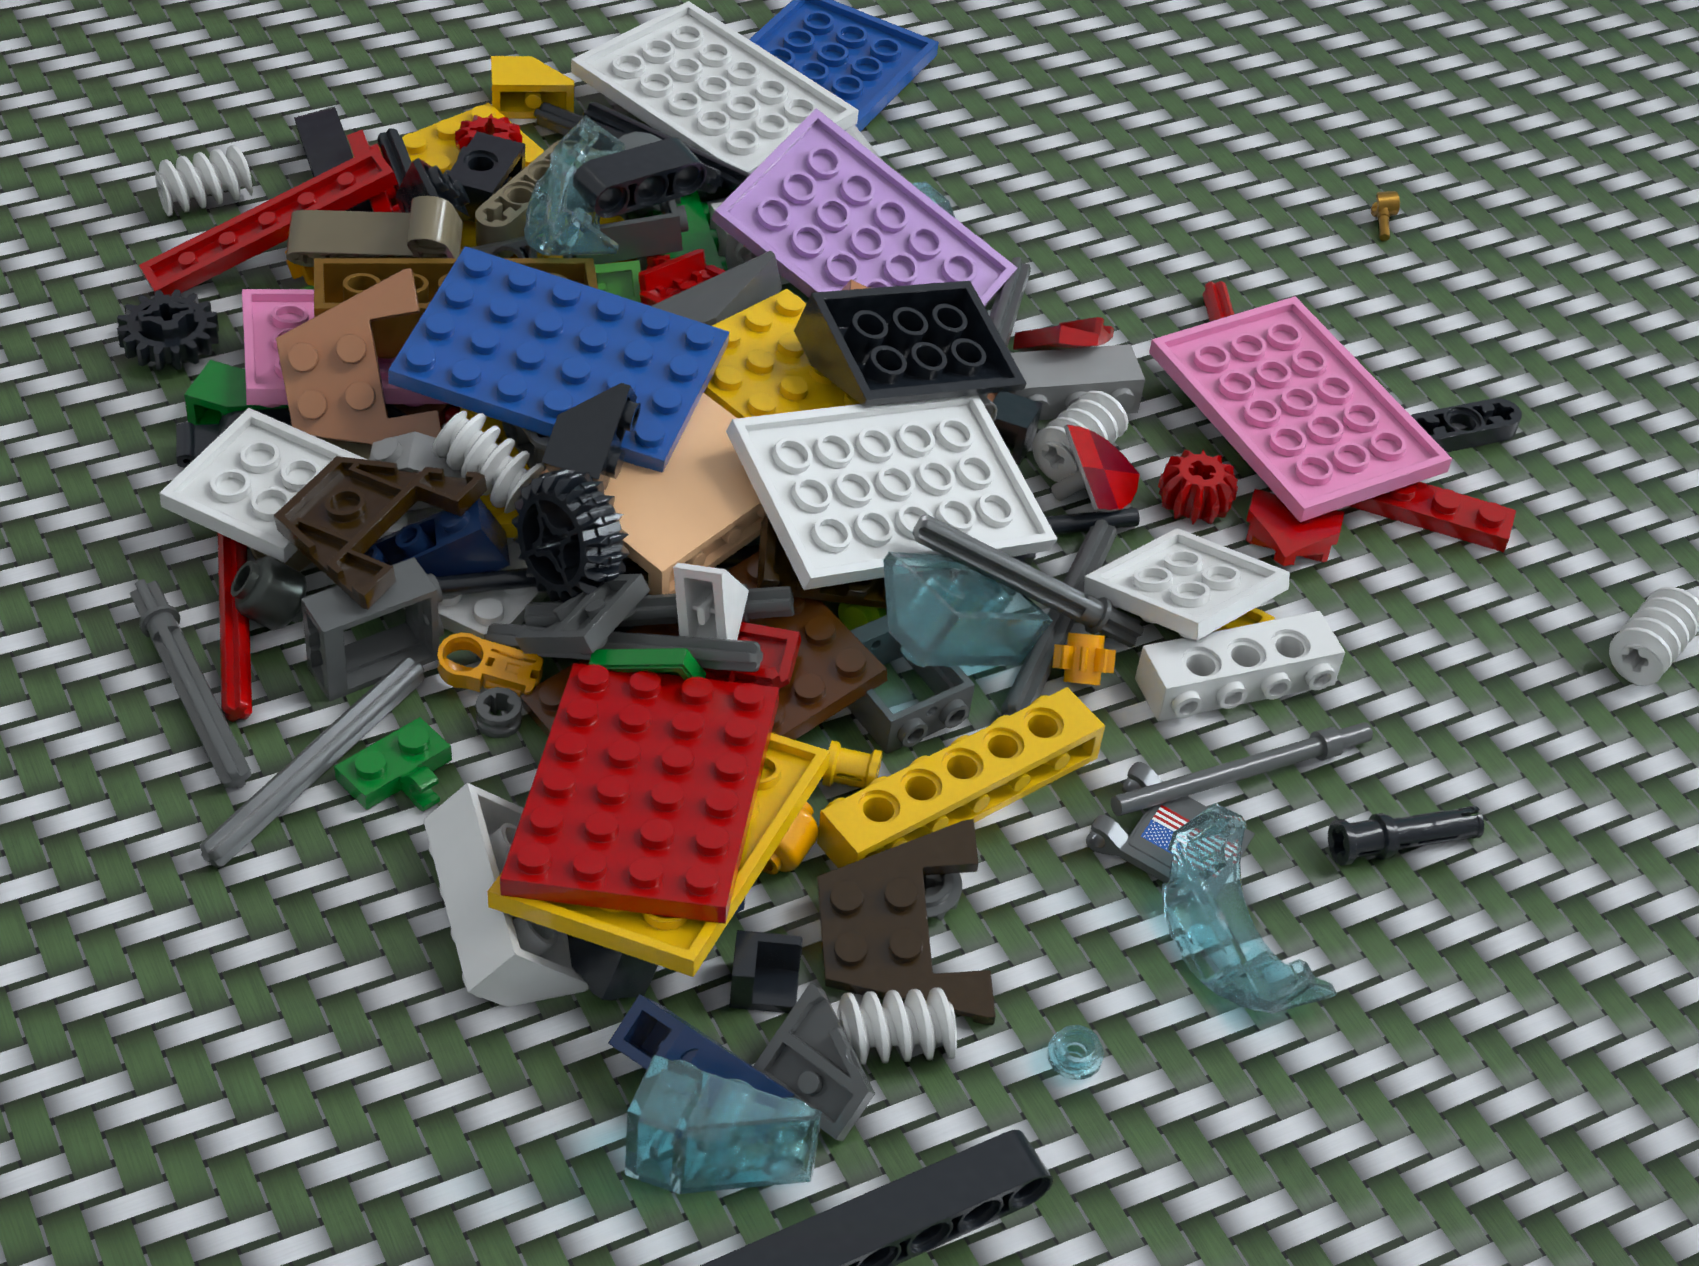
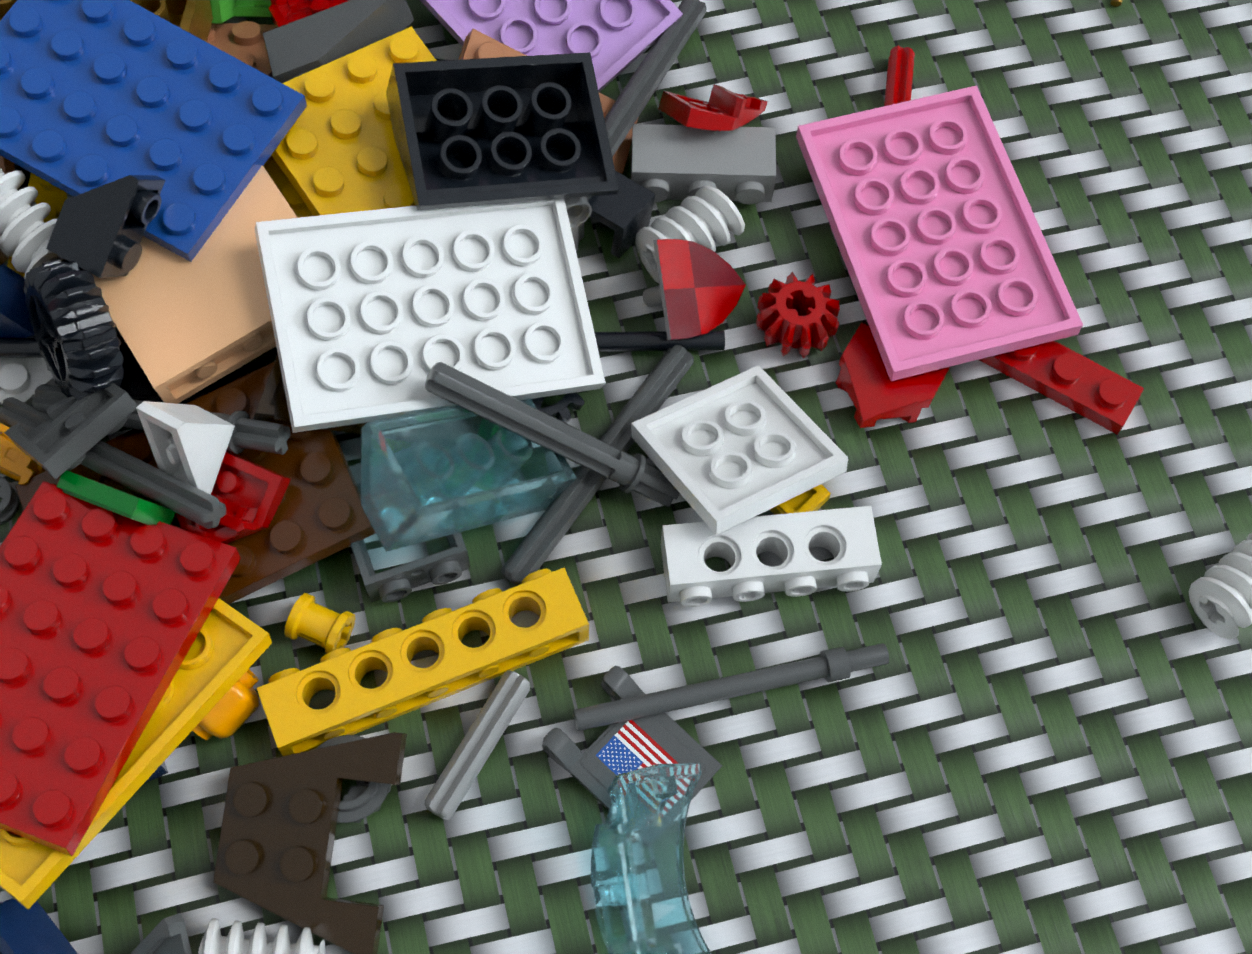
camera: 15 degrees right, 20 degrees up
(765, 971) = (151, 867): black panel -> none
(1029, 845) = (477, 745): none -> light grey axle
(1084, 658) = (602, 524): light orange gear -> none
(1386, 835) = (858, 796): black pin -> none
(1488, 419) = (1136, 254): black beam -> none

